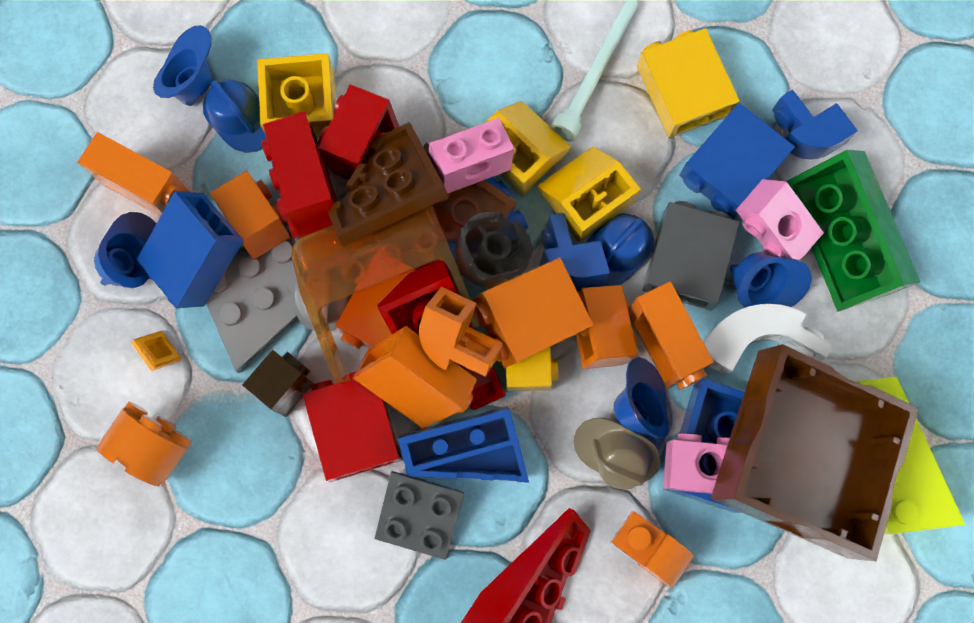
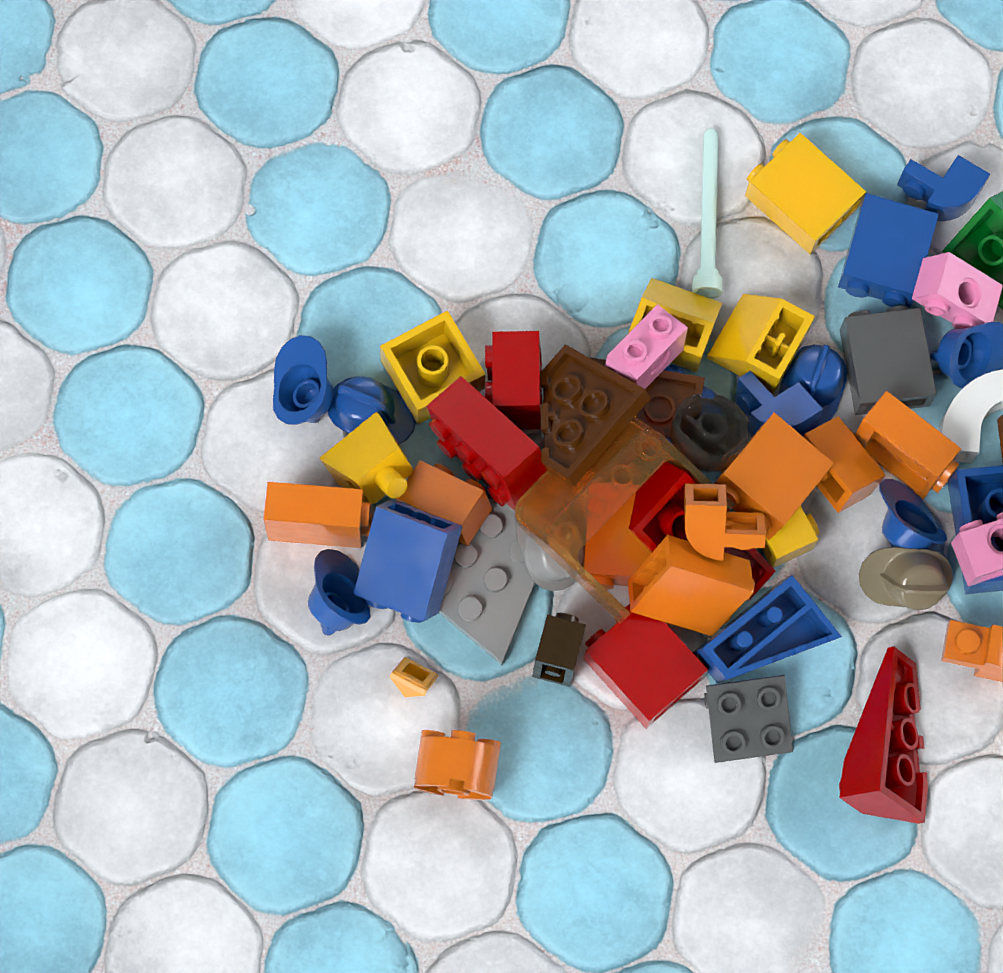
camera: 30 degrees left, 5 degrees down
(207, 153) = (369, 461): none -> yellow torso

